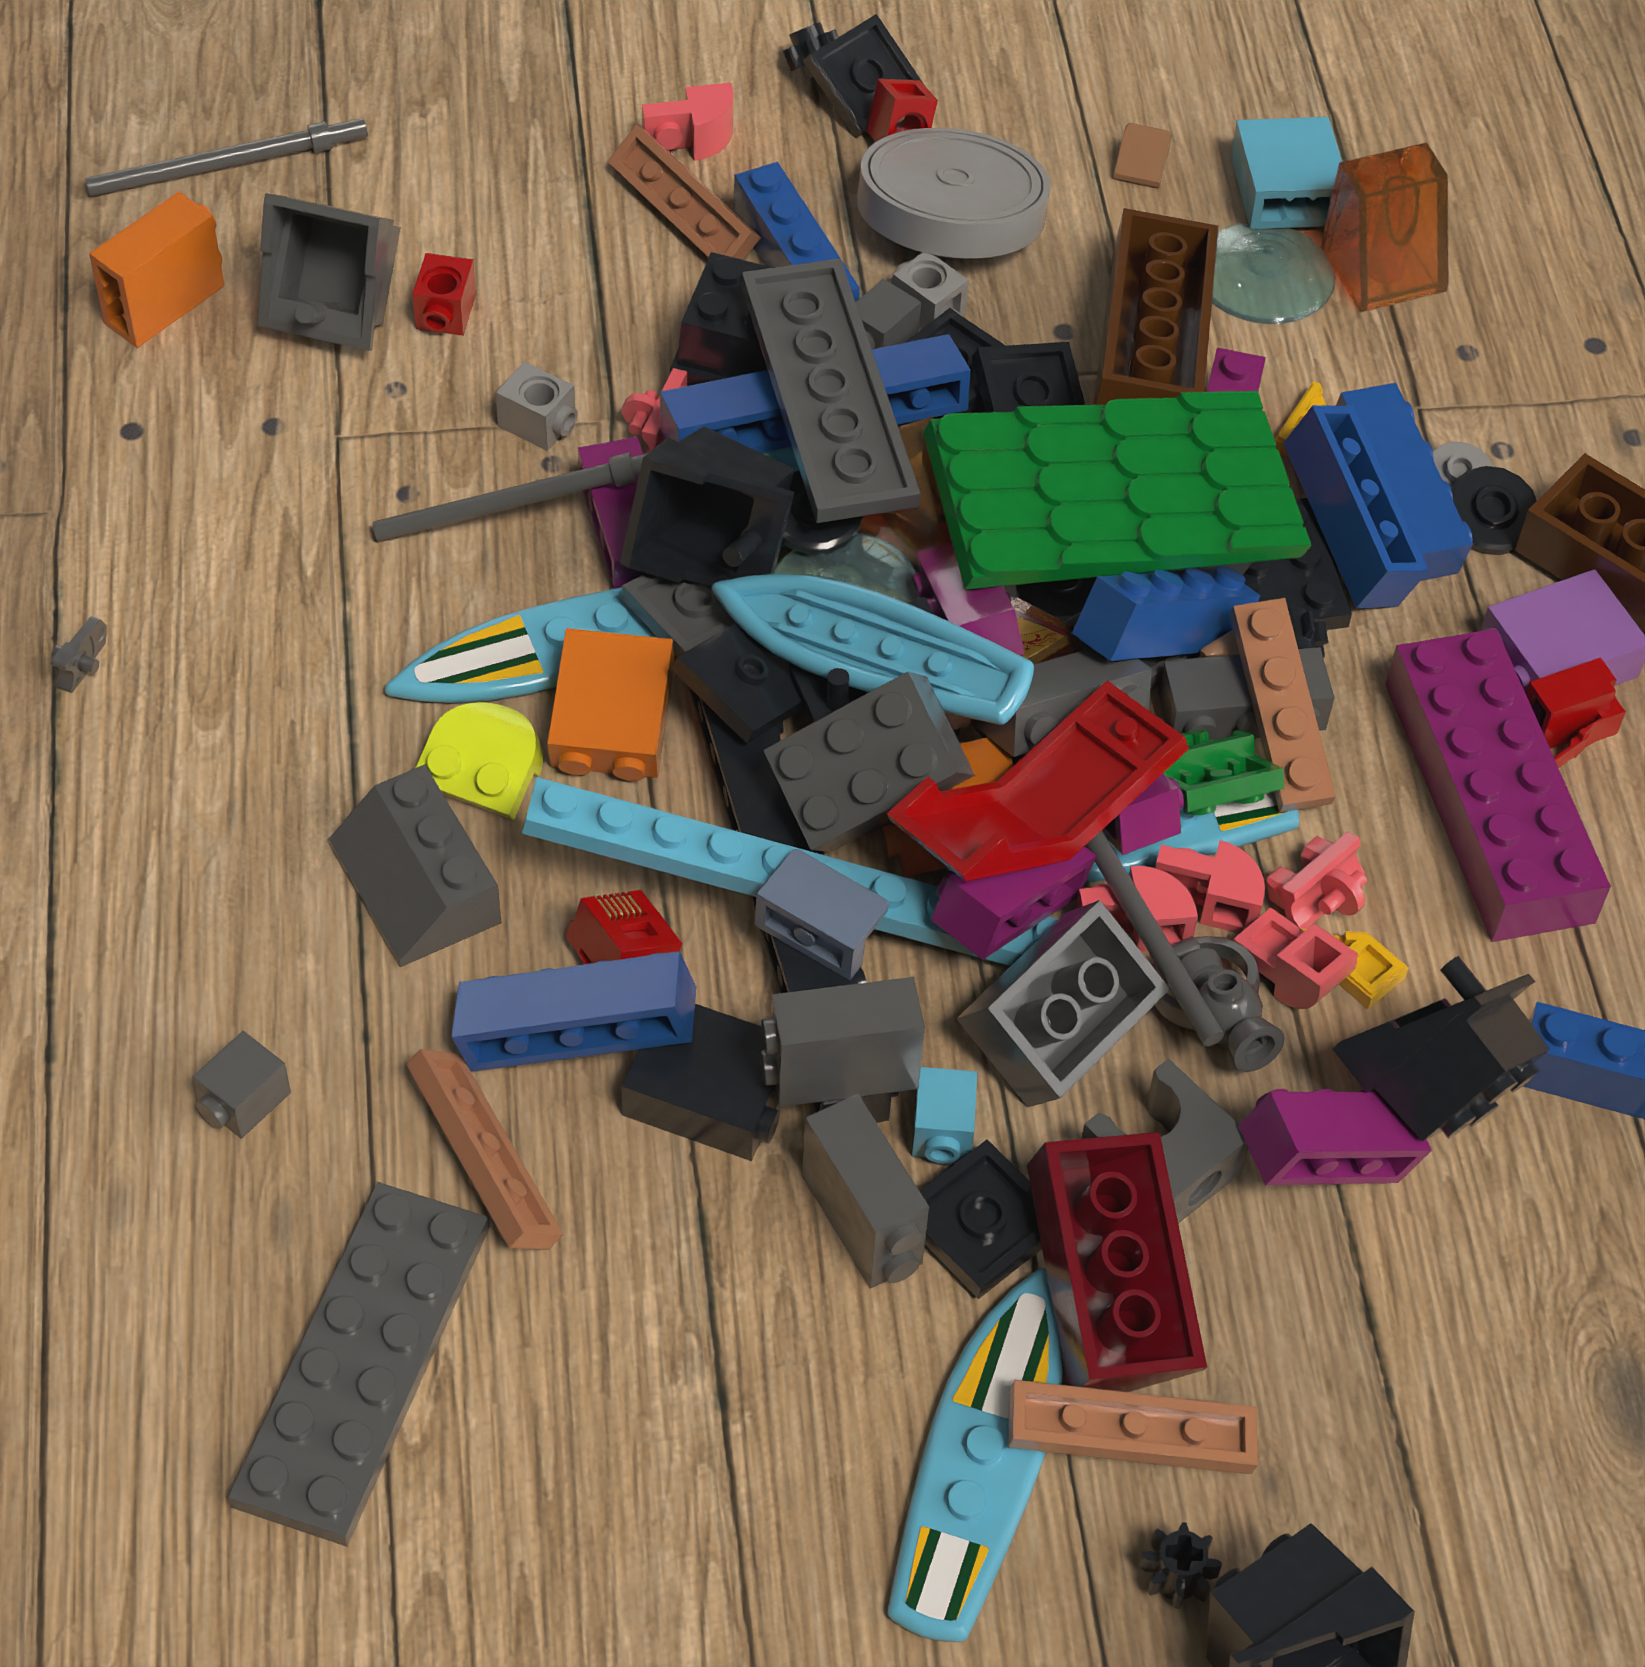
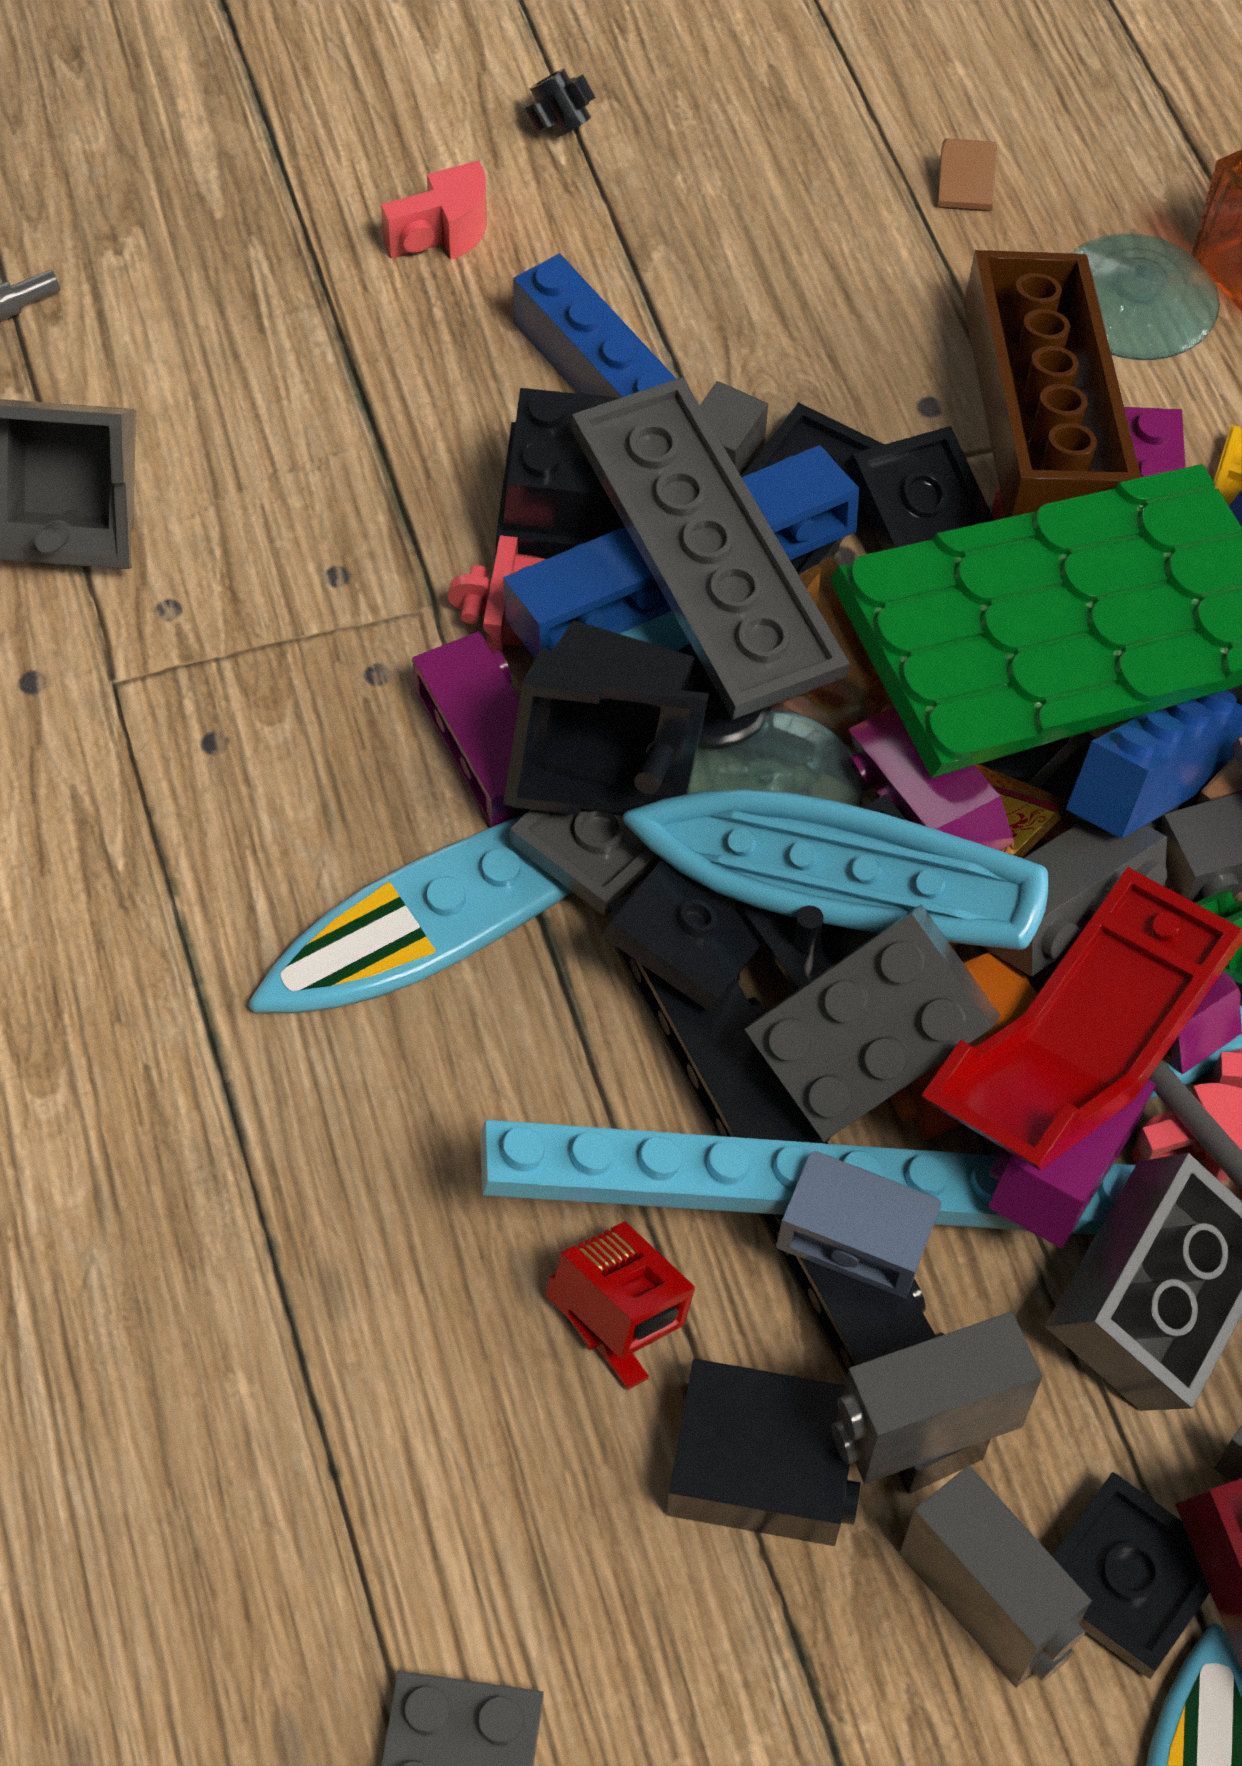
camera: 10 degrees left, 5 degrees up
(241, 1085) = (200, 1575): dark grey brick -> none
(416, 867) = (345, 1240): dark grey slope -> none
(444, 294) = (201, 480): red brick -> none
(484, 756) = (389, 1076): neon yellow slope -> none
(484, 1150) = (518, 1604): nougat plate -> none
(536, 406) = (342, 587): light grey brick -> none
(575, 1011) = (590, 1404): blue brick -> none
(611, 704) = (531, 983): orange brick -> none
(621, 470) = (474, 682): dark grey bar -> none
(682, 196) = (454, 313): nougat plate -> none
(852, 65) = (629, 126): black plate -> none
(899, 99) = (685, 170): red brick -> none
(932, 284) = (772, 377): light grey brick -> none
(944, 1114) = (1056, 1451): medium azure brick -> none
(953, 193) = (768, 258): light grey brick -> none
(1285, 170) = (1138, 170): medium azure brick -> none

